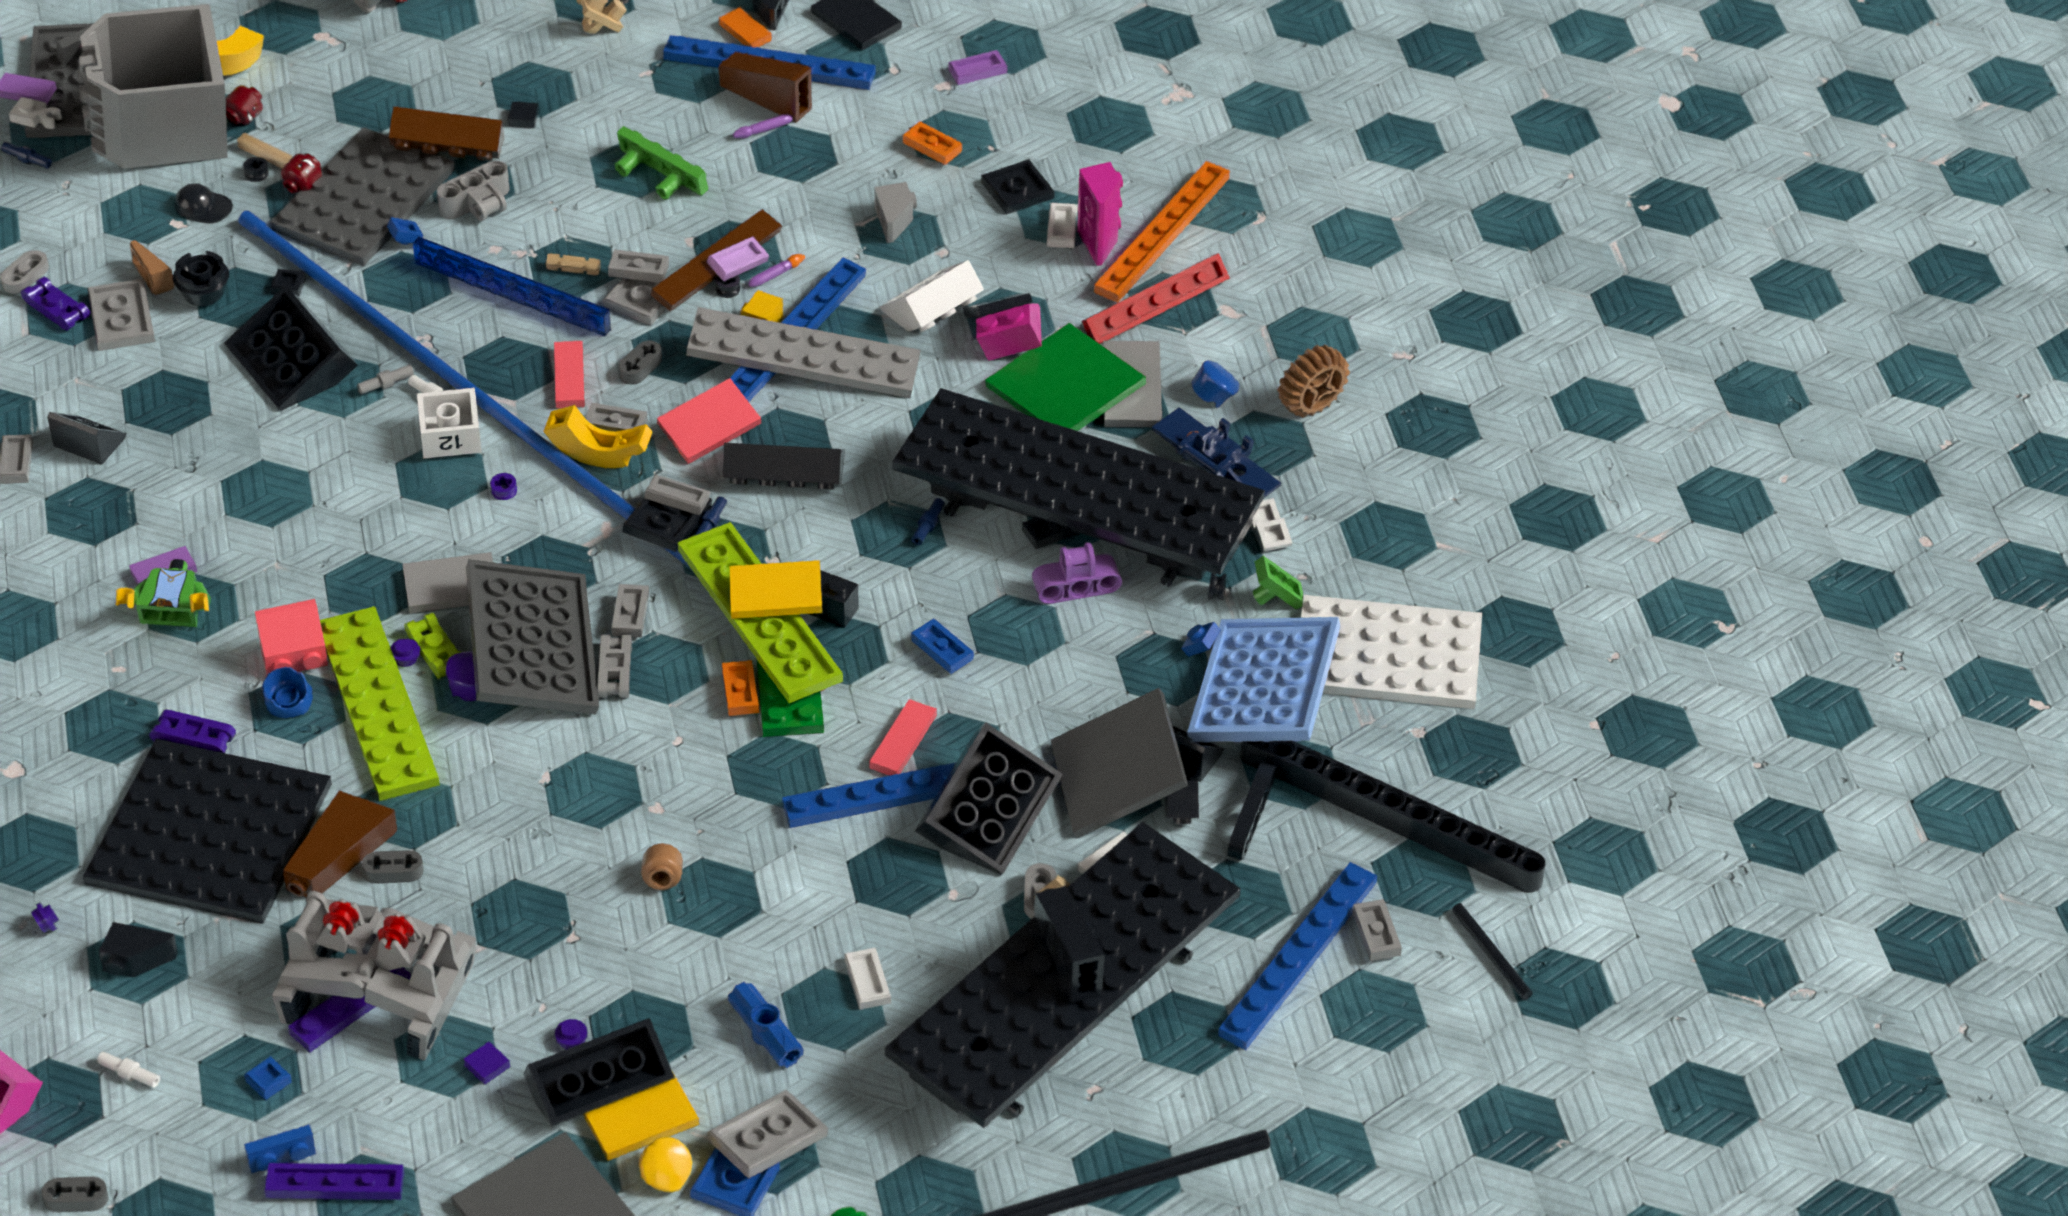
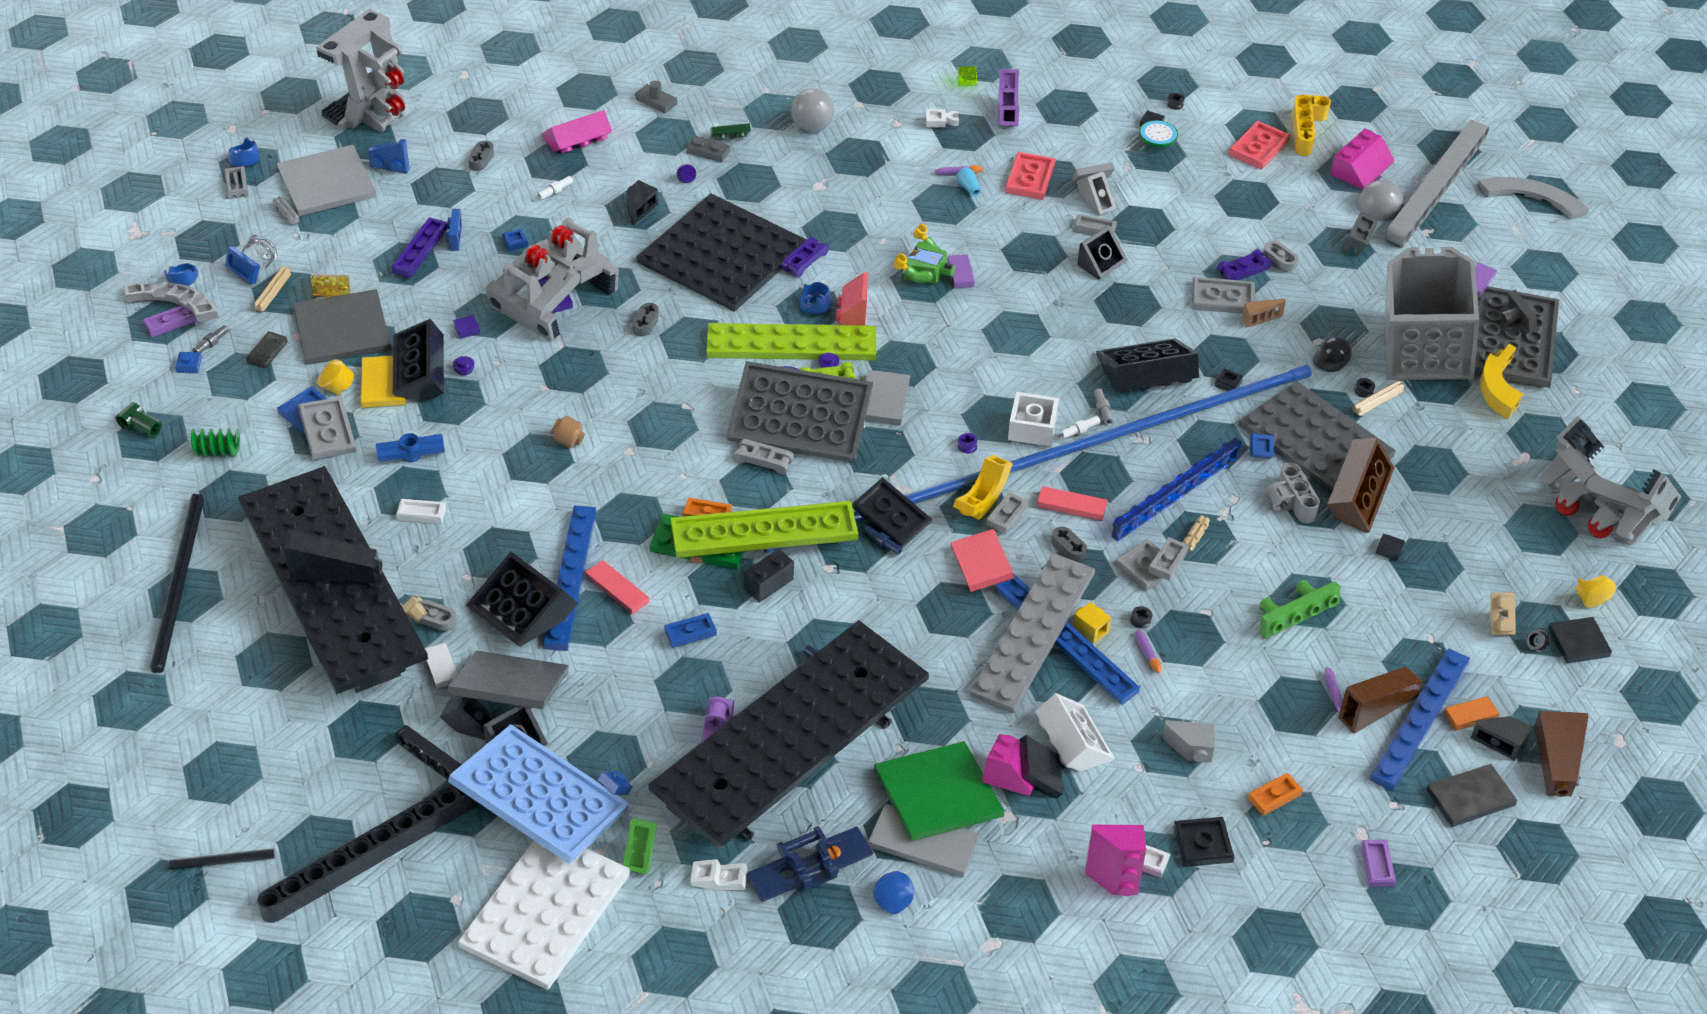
camera: 110 degrees right, 0 degrees up
(201, 278) = (1235, 327): black cone -> none
(243, 105) = (1436, 389): dark red head -> none
(301, 172) = (1343, 401): dark red head -> none
(338, 843) = (675, 296): reddish brown slope -> none
(630, 610) = (810, 474): light grey plate -> none
(677, 494) = (905, 518): light grey tile -> none
(698, 273) = (1168, 613): reddish brown tile -> none
(738, 258) = (1160, 622): lavender tile -> none
(775, 589) = (769, 531): yellow tile -> none
(783, 463) = (921, 592): black slope -> none
(1156, 299) = (1015, 887): plate -> none
(1161, 232) = (1106, 924): orange plate -> none
(1217, 586) = (664, 815): black bush -> none
(1297, 956) = (295, 744): blue plate -> none
(1313, 380) = (852, 947): medium nougat gear -> none
(1377, 930) = (281, 792): light grey plate -> none

